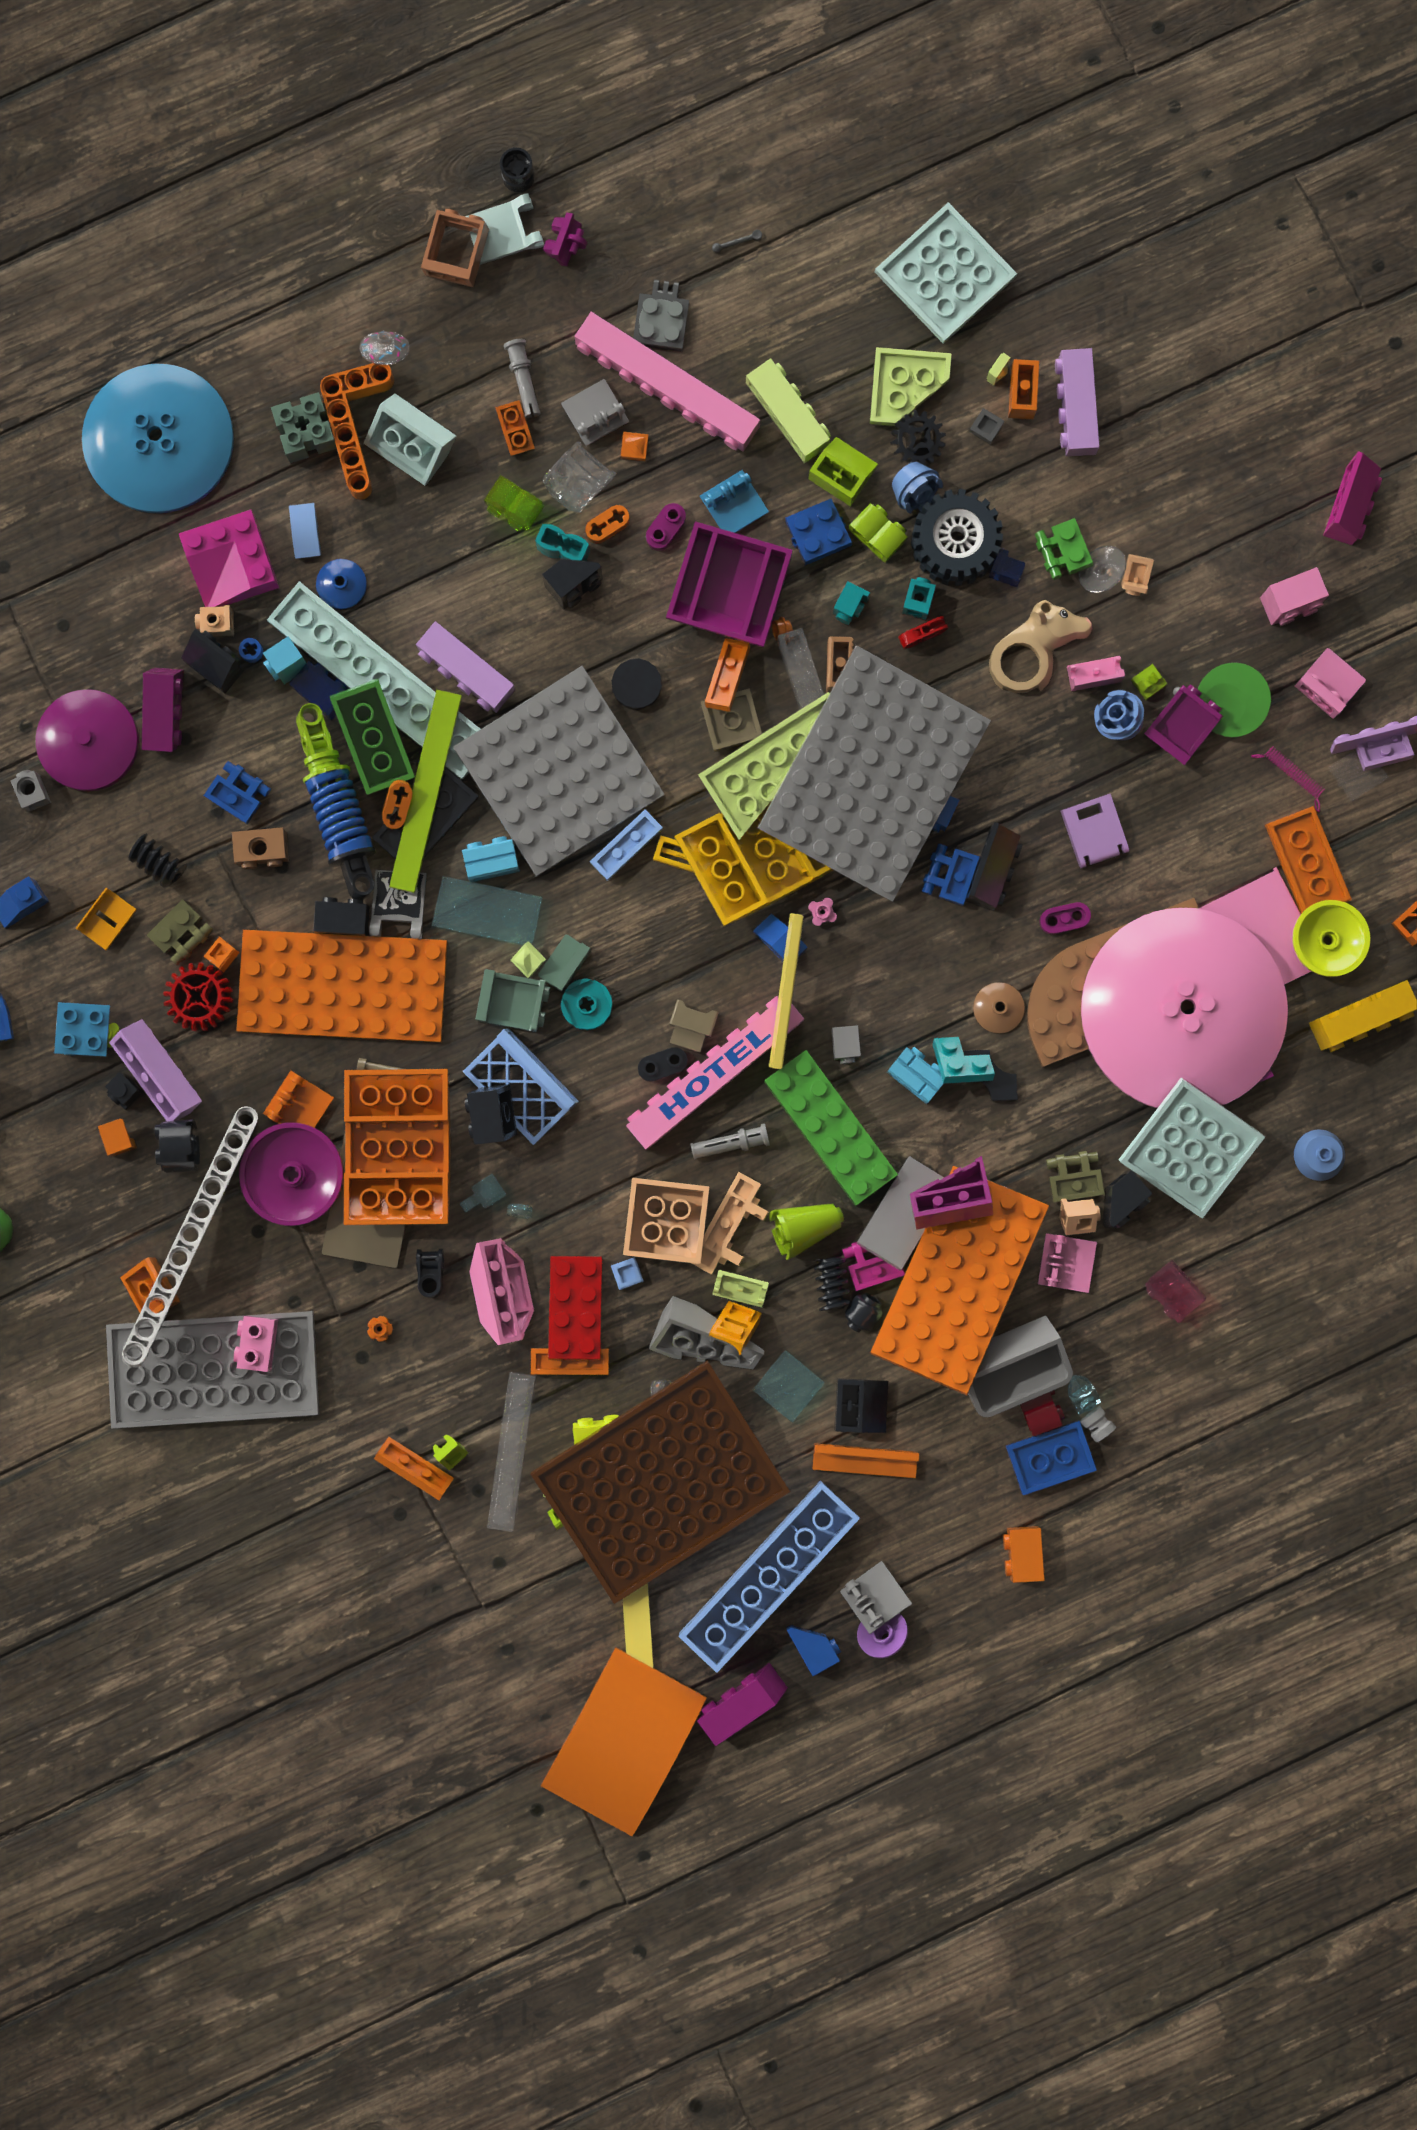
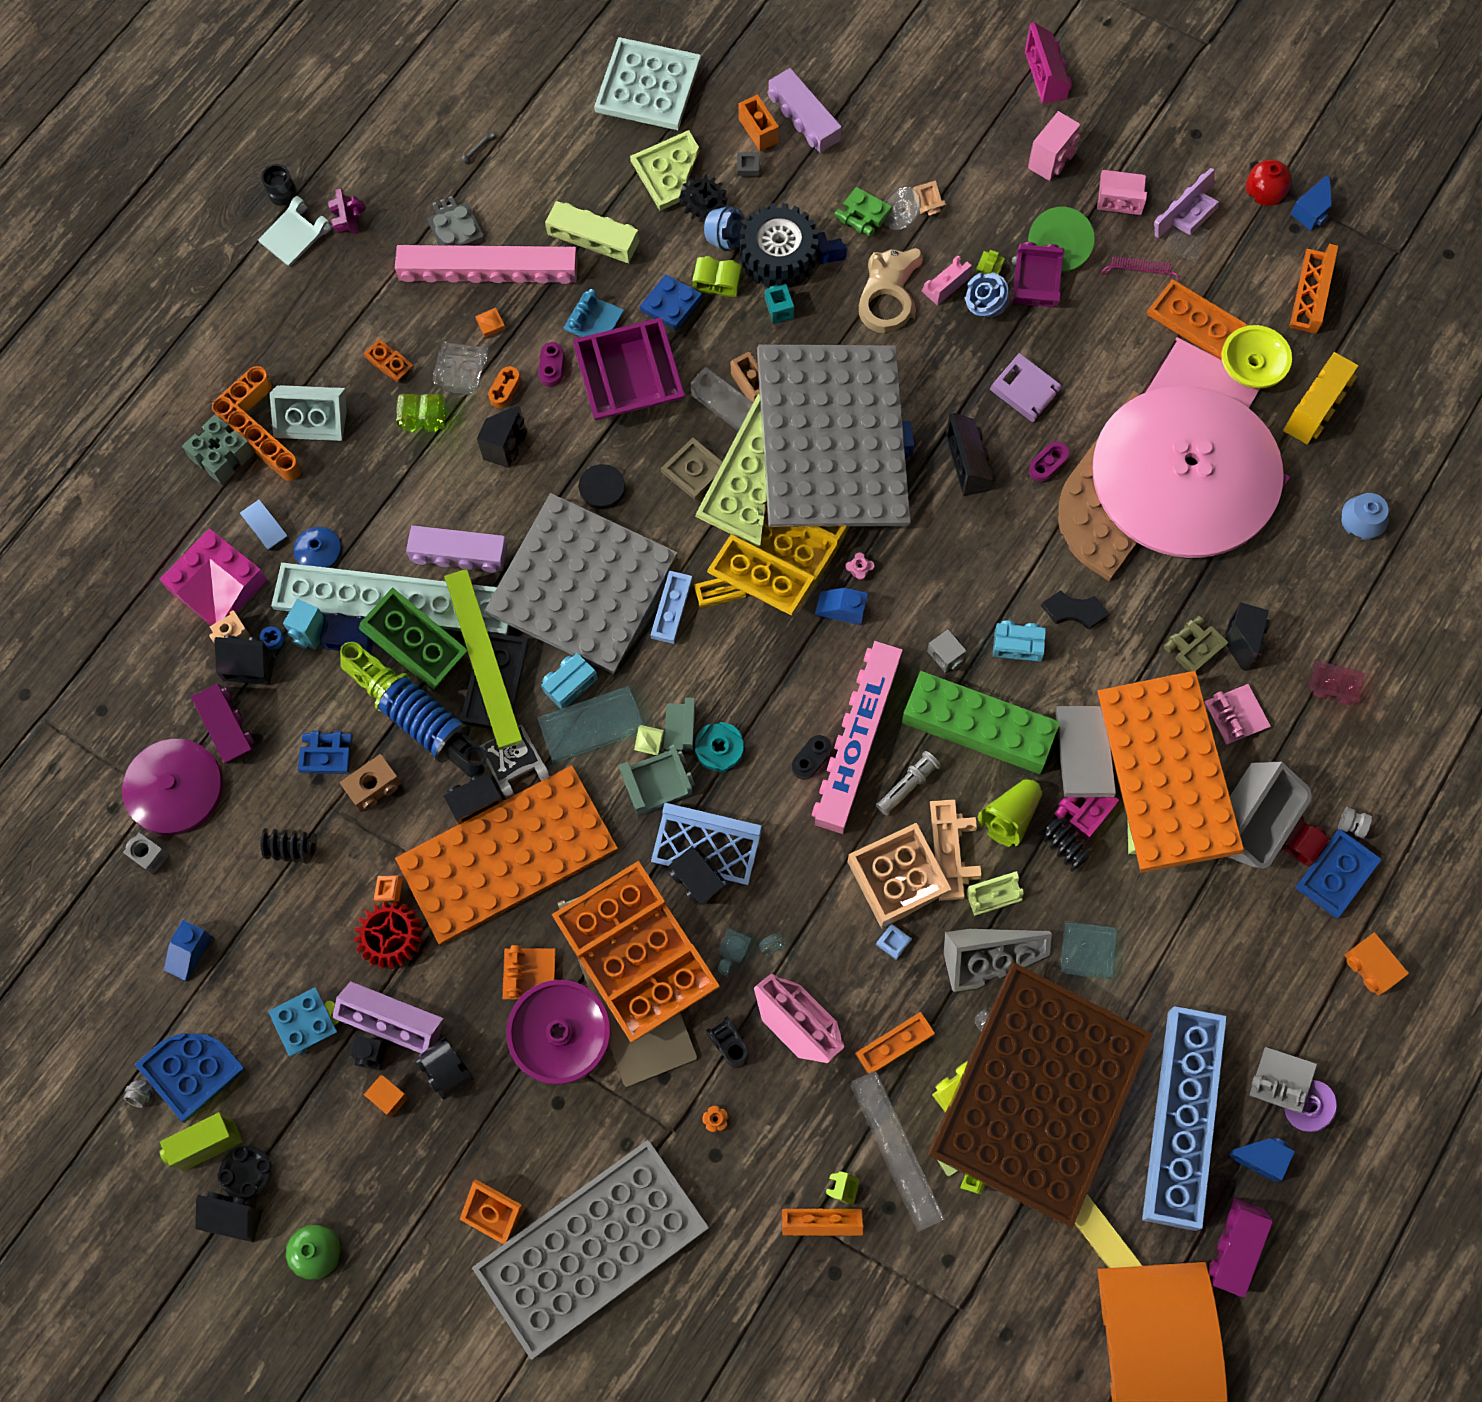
camera: 30 degrees left, 15 degrees down
(100, 930) = (273, 907): light orange piece -> none
(163, 472) = (117, 550): dark azure dish -> none
(175, 927) = (335, 891): olive plate -> none
(194, 1223) = (502, 1148): white beam -> none
(256, 1343) = (617, 1196): bright pink brick -> none
(384, 347) = (248, 358): clear dish -> none
(391, 802) = (471, 678): orange beam -> none
(450, 272) = (267, 280): nougat window -> none
(520, 366) = (365, 315): light grey pin -> none
(556, 544) = (471, 416): teal brick -> none
(575, 1308) = (871, 996): red plate -> none
(595, 412) = (444, 315): light grey hinge -> none
(691, 1026) = (815, 712): dark tan piece -> none
(727, 675) = (669, 436): orange plate -> none
(736, 1325) = (1012, 923): light orange piece -> none
(780, 627) = (686, 382): orange plate -> none
(786, 991) = (875, 632): light yellow tile -> none
(842, 471) = (661, 252): lime slope -> none
(850, 603) = (729, 334): teal brick -> none
(861, 1405) = (1157, 927): black slope -> none
(863, 1312) = (1107, 851): black head -> none
(865, 1460) = (1192, 970): orange fence -> none
(923, 632) = (798, 325): red piece -> none
(953, 1198) = (1120, 706): magenta wedge -> none
(958, 876) = (946, 478): blue plate -> none
(960, 1068) = (1047, 614): teal plate -> none
(989, 1017) = (1040, 565): medium nougat dish -> none
(999, 369) = (730, 122): yellowish green tile -> none
(1079, 1216) = (1221, 671): light nougat brick -> none
(1082, 1394) = (1326, 805): clear light blue plate -> none
(1191, 1148) = (1270, 563): light aqua plate -> none

